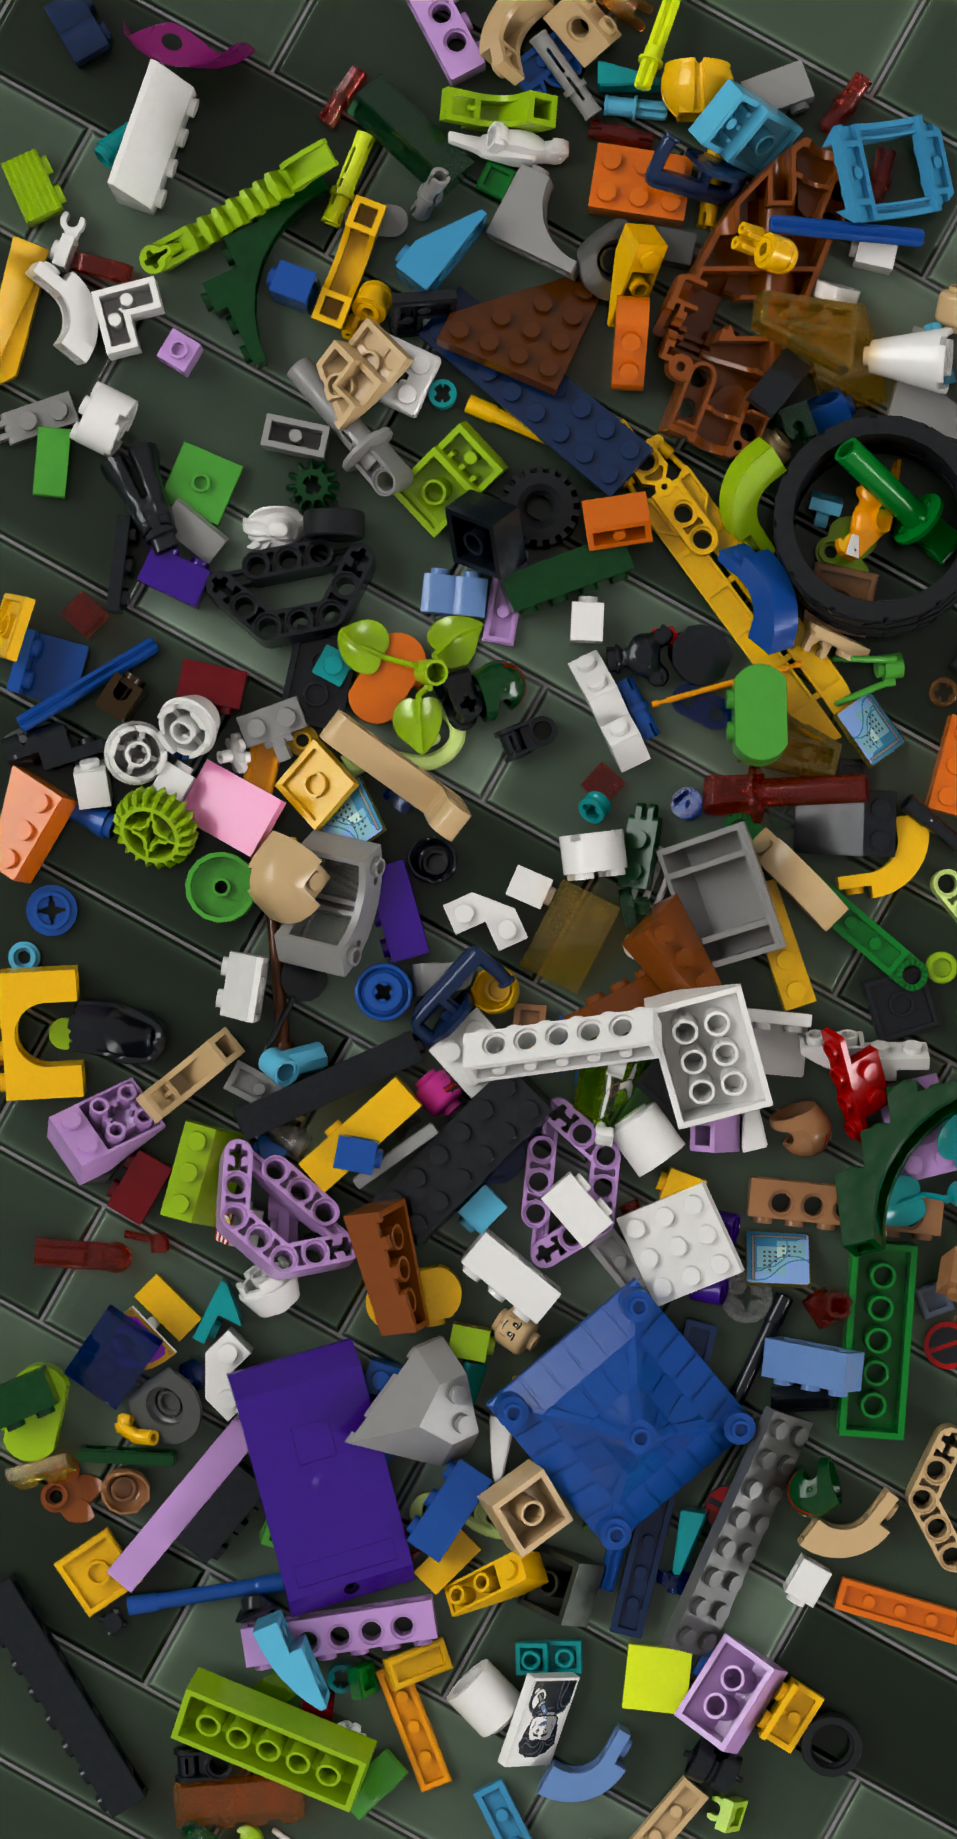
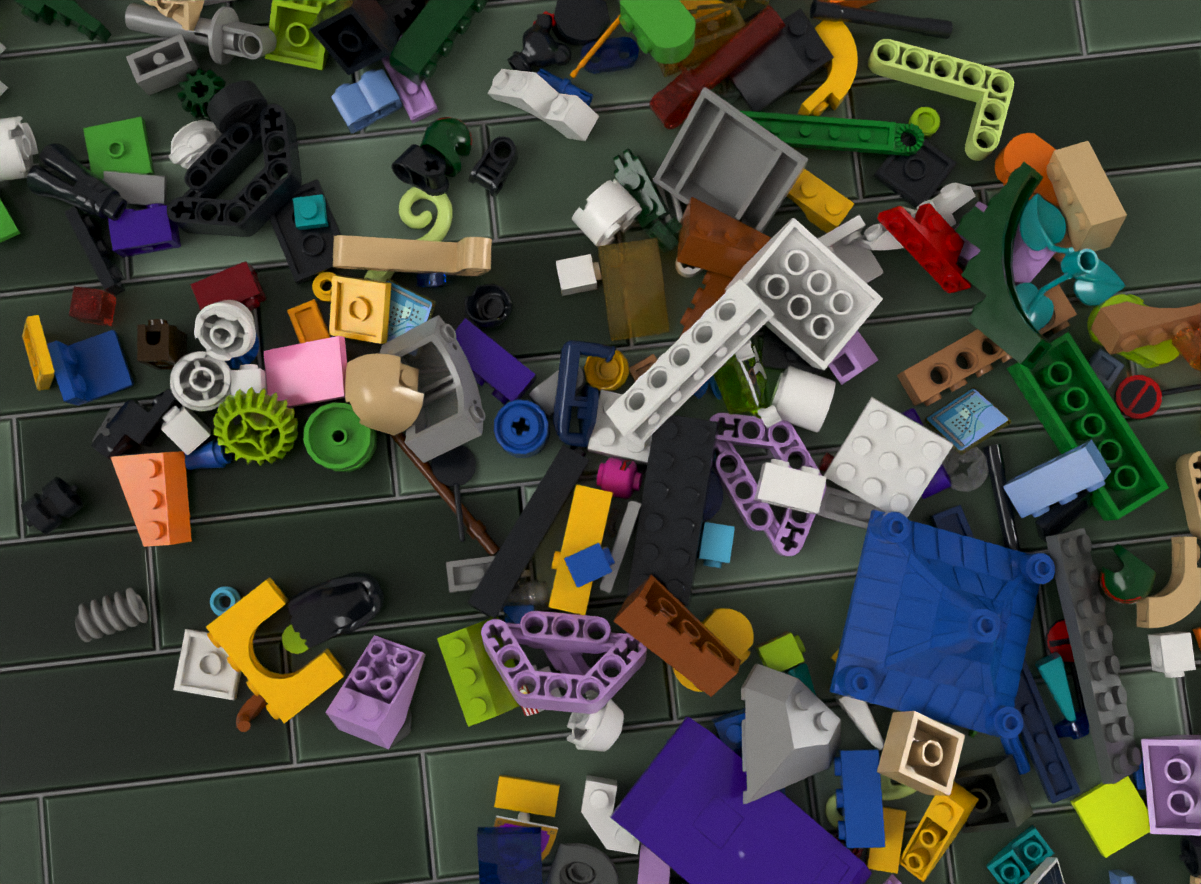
camera: 30 degrees left, 5 degrees down
(41, 899) = (208, 548): blue gear -> none
(79, 1254) = (430, 803): clear red piece -> none
(86, 684) = (126, 363): blue axle -> none
(139, 1186) = (438, 716): dark red brick -> none
(158, 1241) = (483, 750): clear red hand -> none
(180, 352) = (34, 64): lavender brick -> none
(190, 1075) = (417, 600): tan arch -> none
(194, 1373) = (583, 834): clear blue tile -> none
(223, 1305) = (569, 763): teal slope -> none
(235, 753) = (281, 331): white plant -> none
(243, 986) = (410, 500): white slope -> none
(274, 726) = (295, 288): light grey hinge -> none
(287, 1065) = (487, 537): medium azure piece -> none
(377, 694) = (360, 193): orange brick -> none
(454, 642) = (390, 136): lime plant -> none
(476, 909) = (568, 312): white brick -> none
(510, 1276) = (776, 579): white brick -> none
(515, 1333) = (809, 618): tan head -> none
(587, 620) = (479, 51): white brick -> none
(598, 800) = (589, 177): teal bush -> none
(603, 781) = (577, 163): clear red tile -> none
(675, 1181) = (845, 417): yellow brick -> none
(687, 804) = (650, 133): clear blue tile -> none
(752, 1131) = (877, 337): white slope -> none
(798, 880) = (786, 120): tan arch -> none
(808, 1129) = (917, 304): medium nougat helmet -> none
(827, 1306) = (1033, 429): clear red piece -> none

